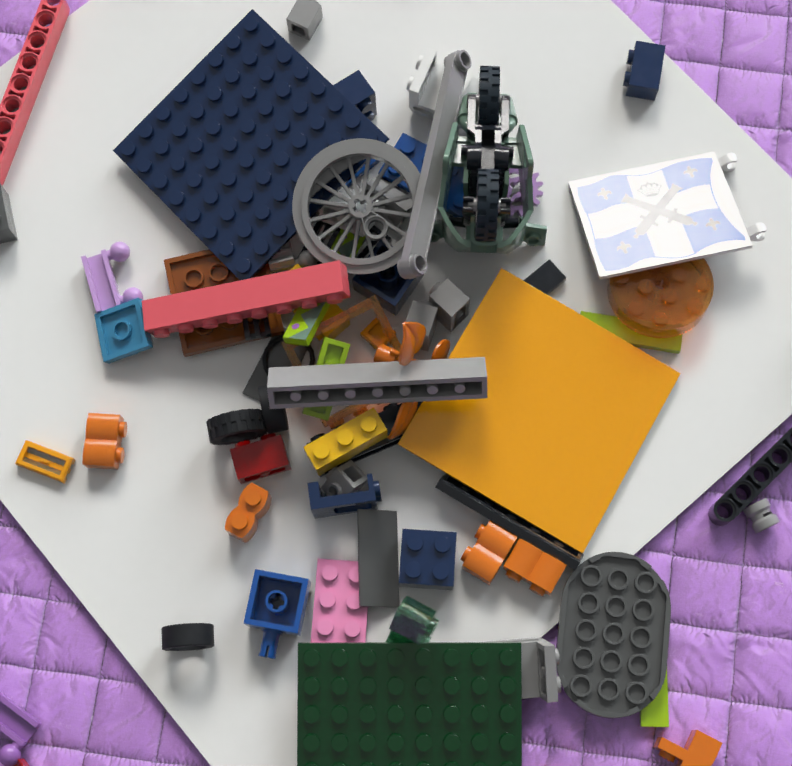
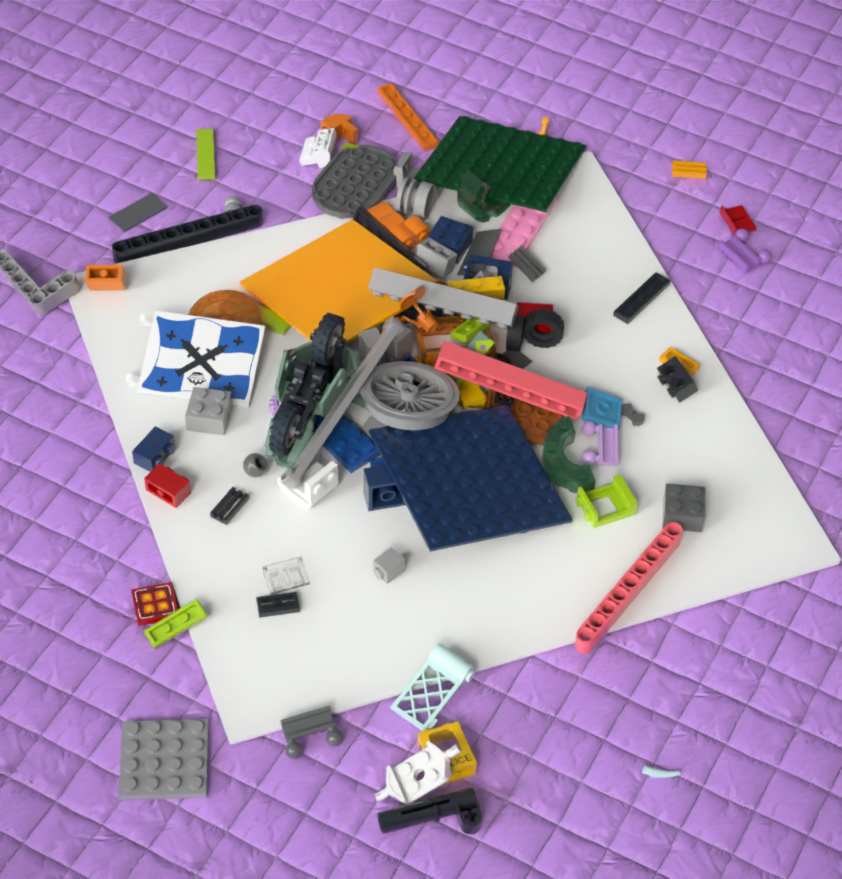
camera: 165 degrees left, 25 degrees down
(32, 419) = (679, 378): none -> black brick
(66, 211) = (619, 495): none -> lime window
(78, 344) = (636, 418): none -> dark grey piece
(103, 441) = (635, 356): orange brick -> none
(125, 564) = (641, 298): none -> black tile
(147, 212) = (555, 463): none -> clear green brick
(187, 636) = (616, 234): black tyre -> none
(252, 506) = (554, 291): orange brick -> none
(263, 614) = (552, 243): blue brick -> none
(284, 549) = (528, 262): none -> dark grey tile
(431, 510) = (437, 257): none -> light grey brick
(505, 613) = (415, 198): none -> light grey wheel
(518, 89) = (255, 465): none -> dark grey piece
(523, 18) = (227, 499): none -> black tile
(602, 29) = (167, 485): none -> red brick
(609, 144) = (208, 411): none -> light grey brick
(700, 689) = (319, 148): none -> white brick

